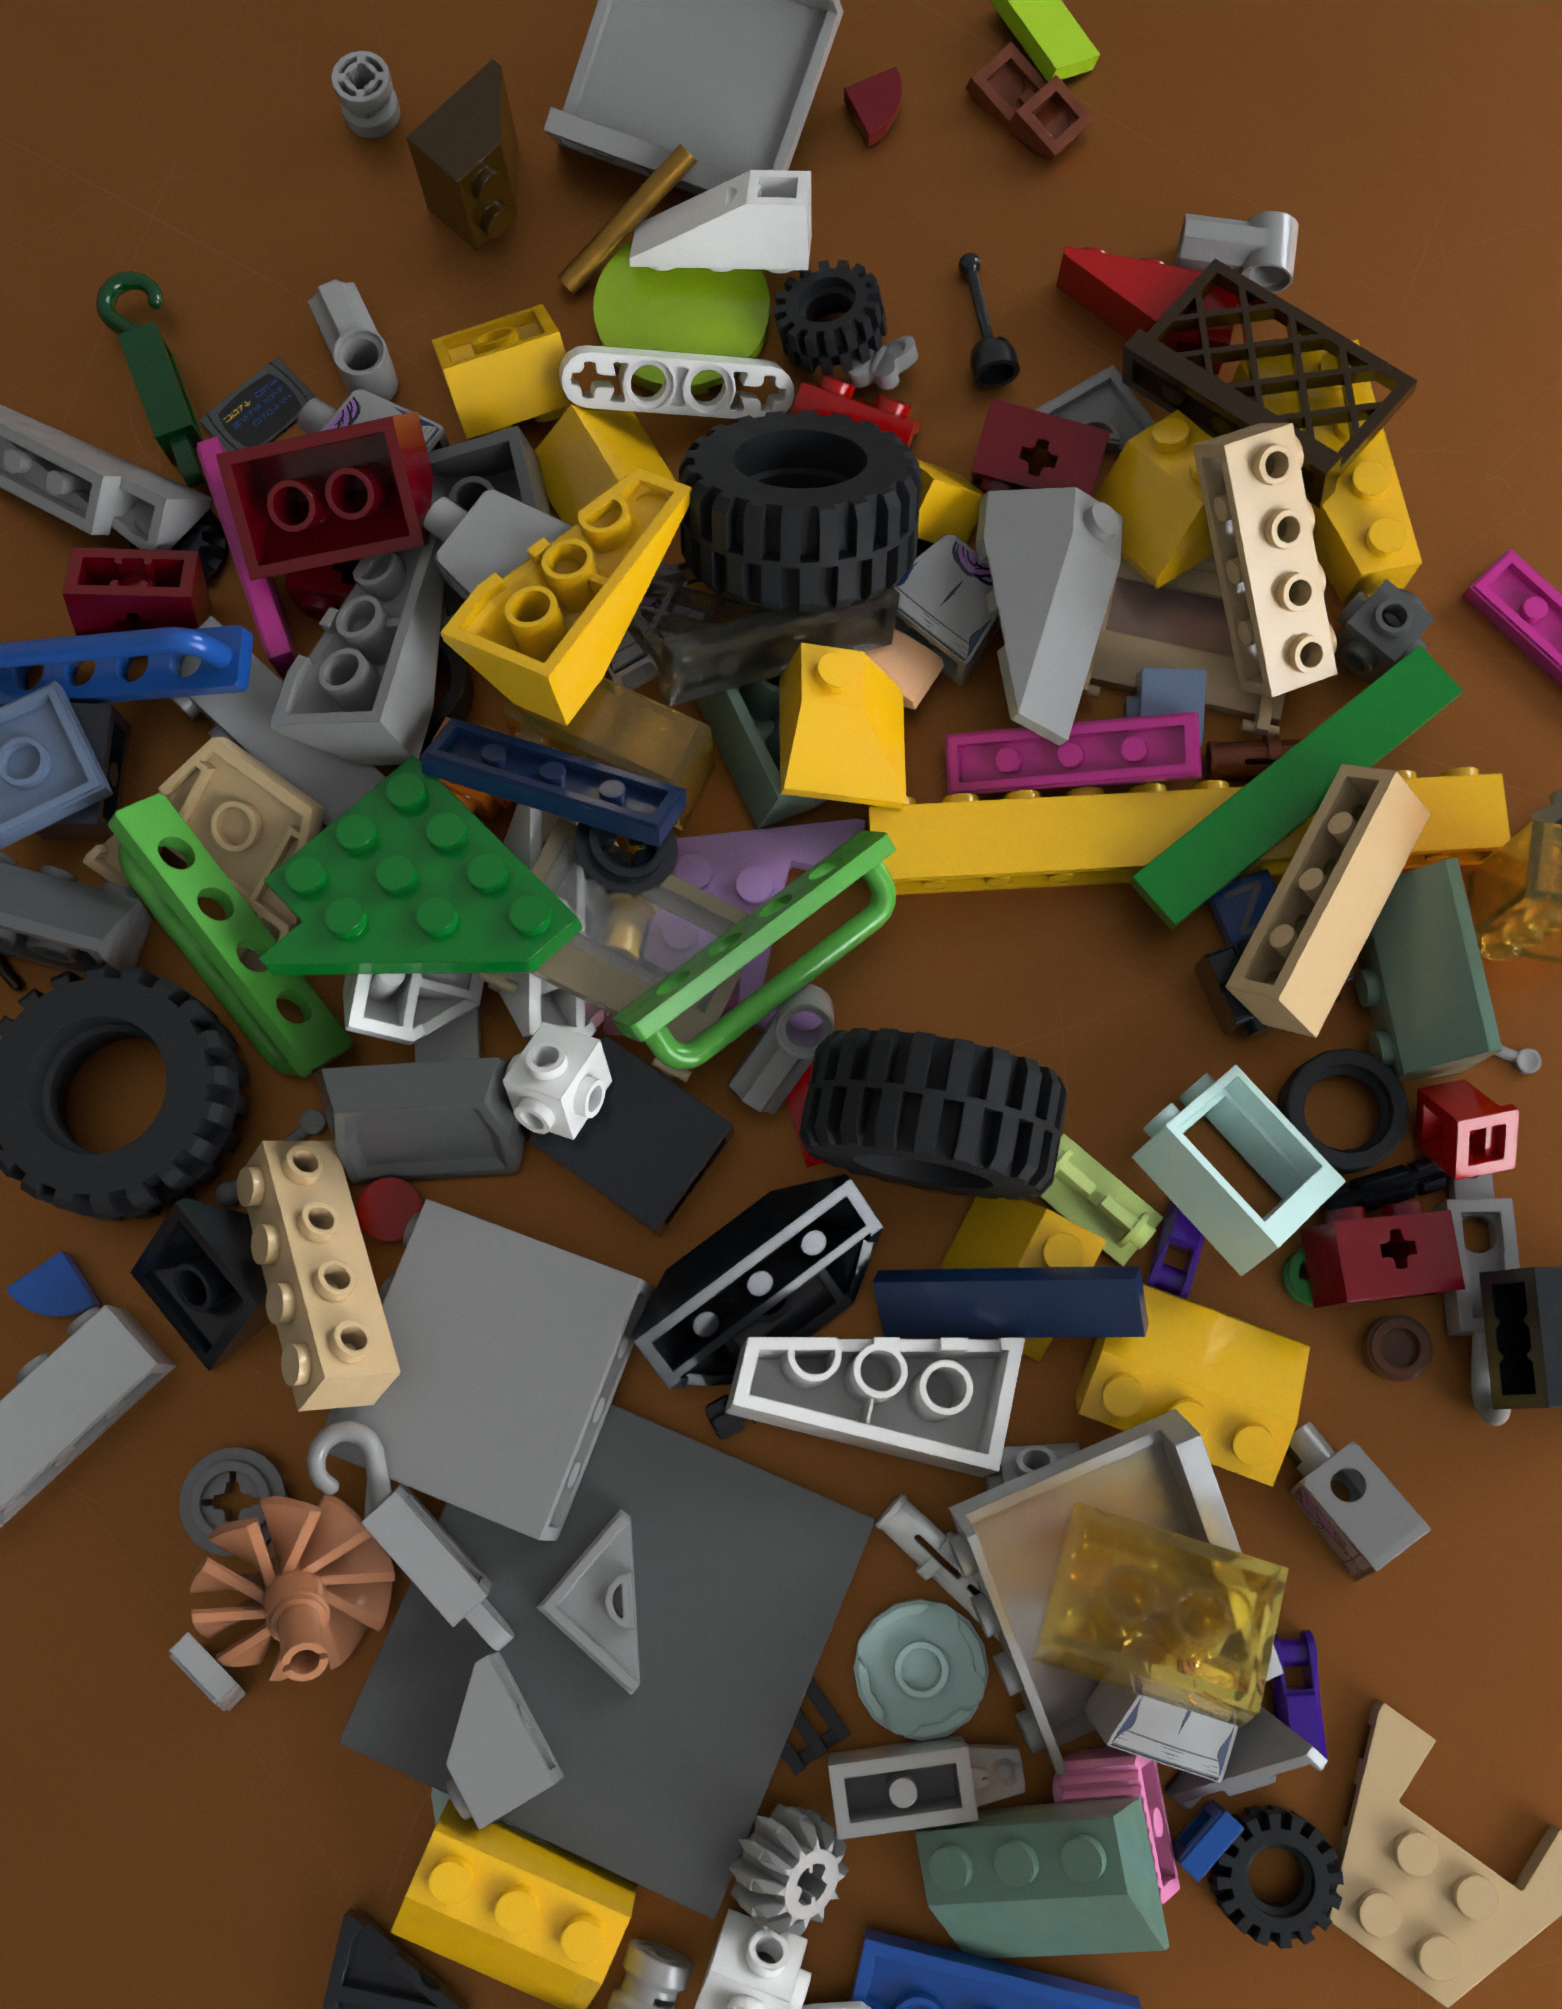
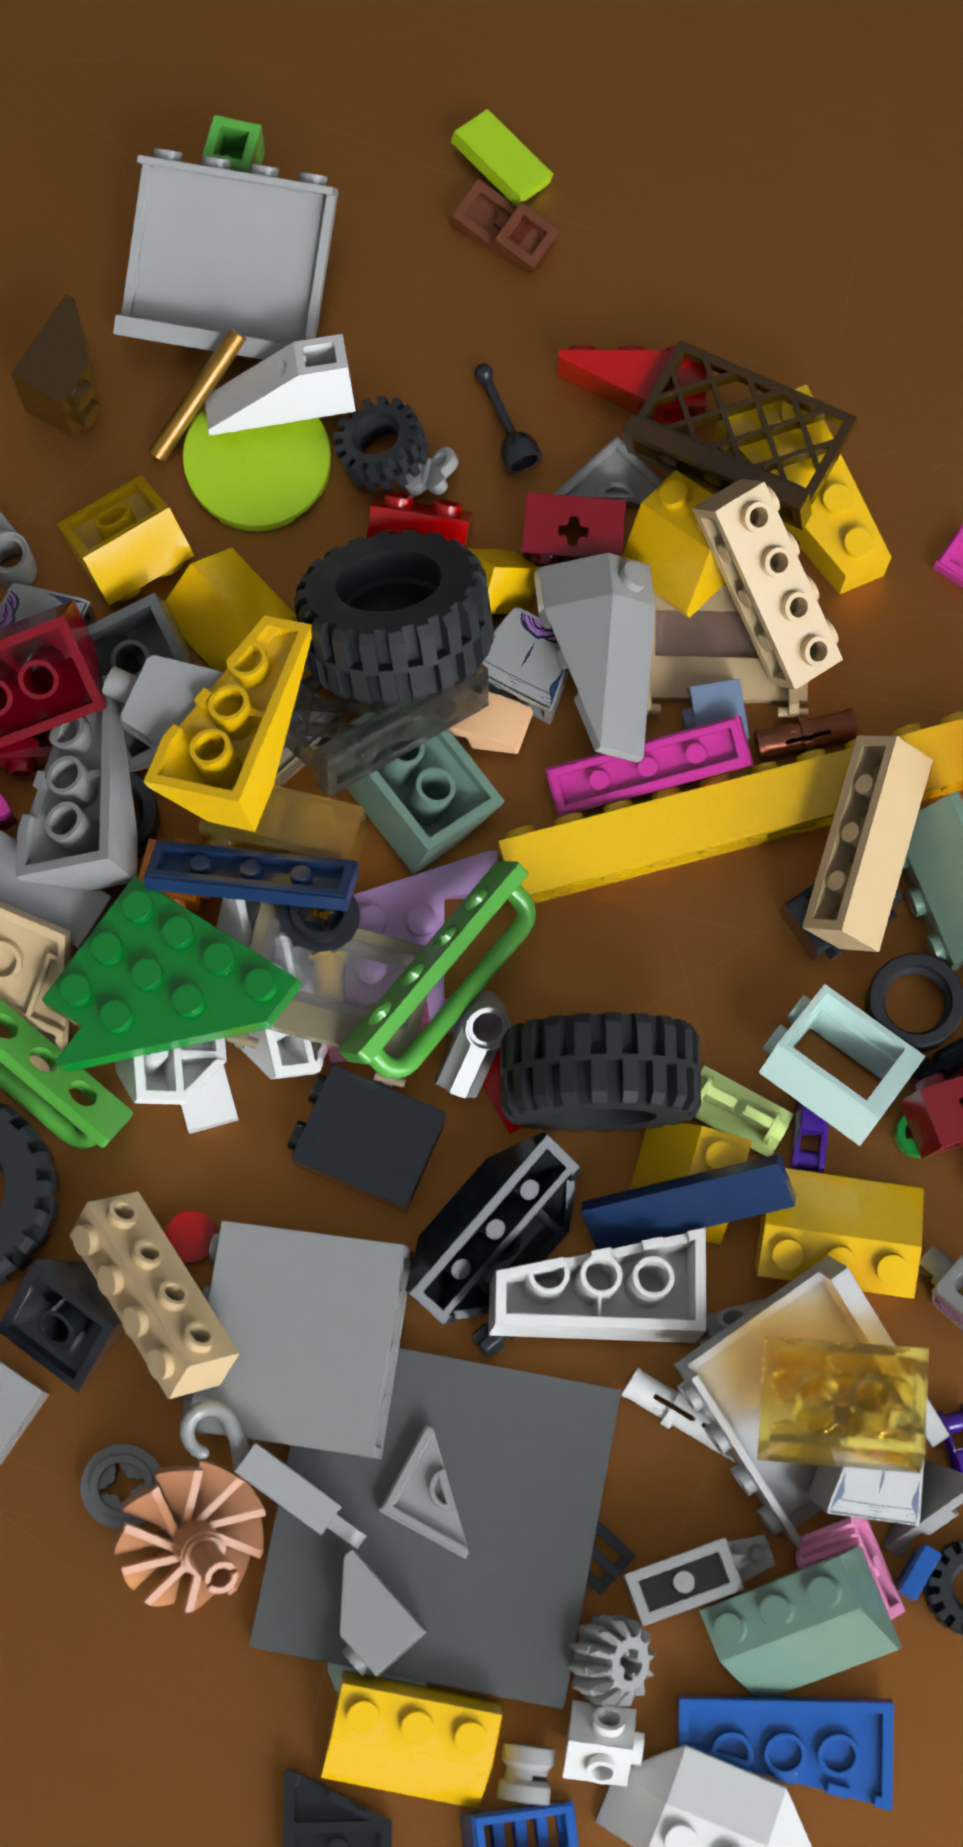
camera: 15 degrees left, 0 degrees up
(206, 1673) = (140, 1613): light grey tile -> none
(311, 1123) = (112, 1183): light grey hinge -> none
(422, 1119) = (207, 1157): dark grey helmet -> none
(557, 1081) = (306, 1107): white brick -> none
(678, 374) = (270, 533): white beam -> none
(841, 729) = (465, 786): yellow slope -> none
(875, 104) = (377, 251): dark red tile -> none
(920, 1669) = (679, 1496): light aqua tile -> none
(1241, 905) = (804, 856): blue tile -> none
(1255, 248) = (711, 318): light grey piece -> none
(1293, 787) = (826, 757): green tile -> none
(1380, 630) = (867, 631): dark grey brick -> none

